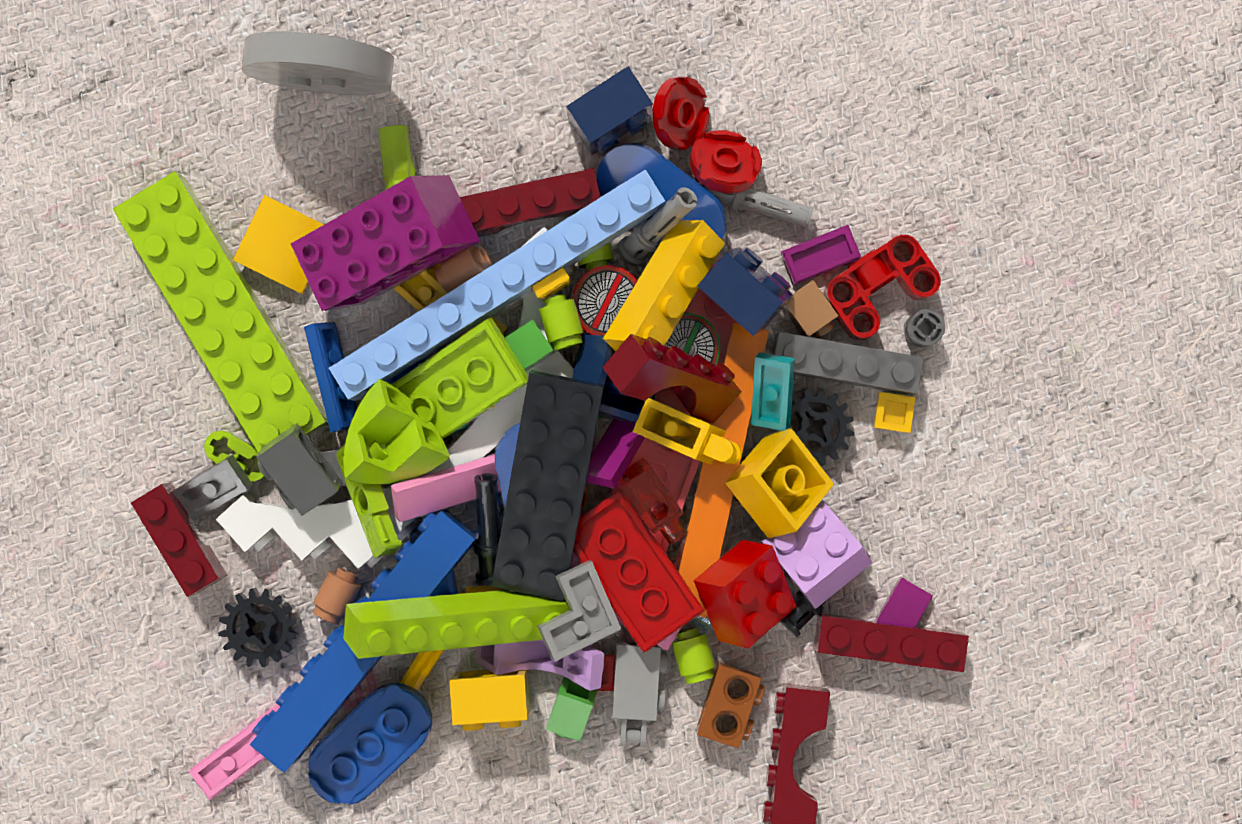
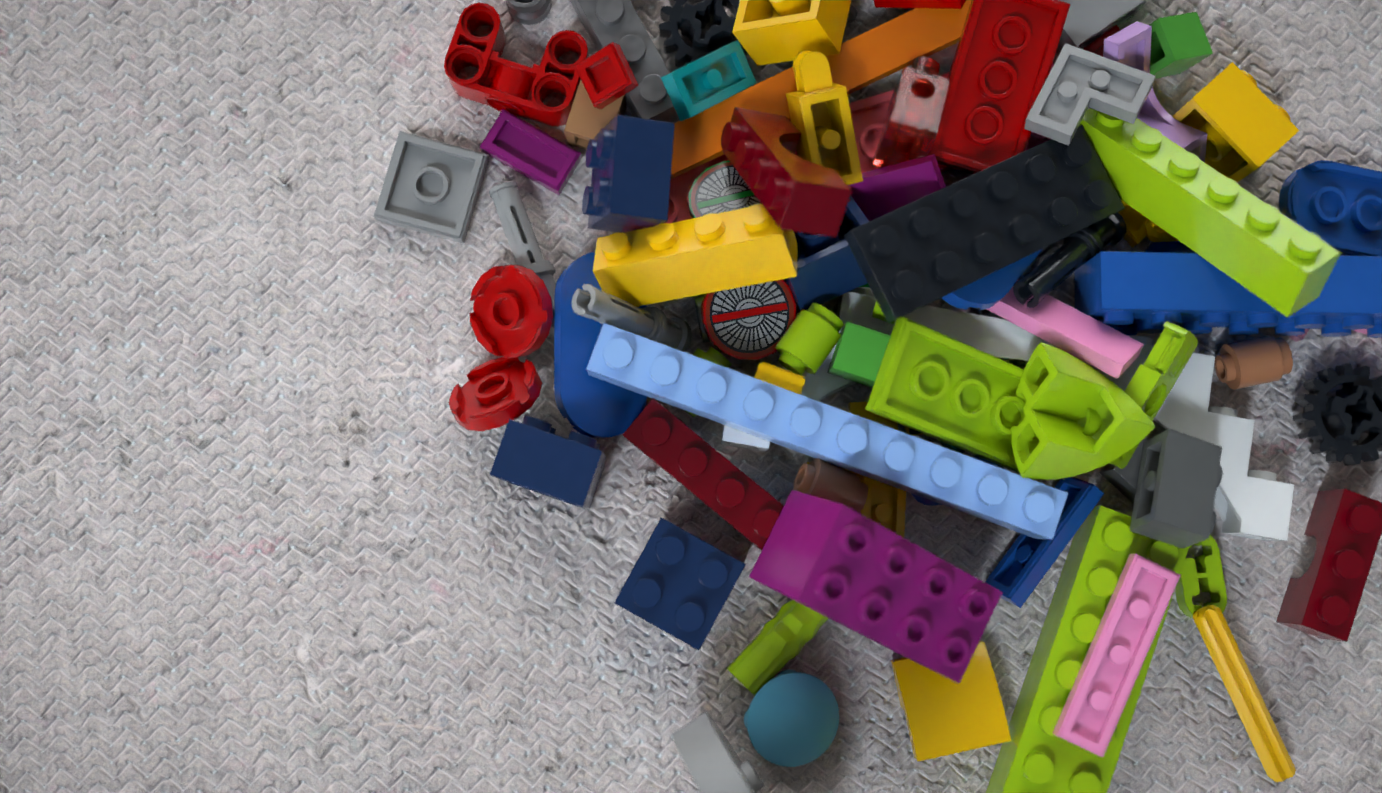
camera: 135 degrees left, 5 degrees down
(149, 423) = (1244, 693): none -> yellow axle
(212, 487) = (1254, 571): flat silver plate -> none
(233, 355) = (1116, 654): none -> bright pink tile
(347, 142) = (792, 719): none -> medium azure dish
(479, 136) = (680, 583): none -> dark blue brick
(825, 330) = (606, 75): none -> red tile
(846, 175) = (431, 187): none -> light grey tile

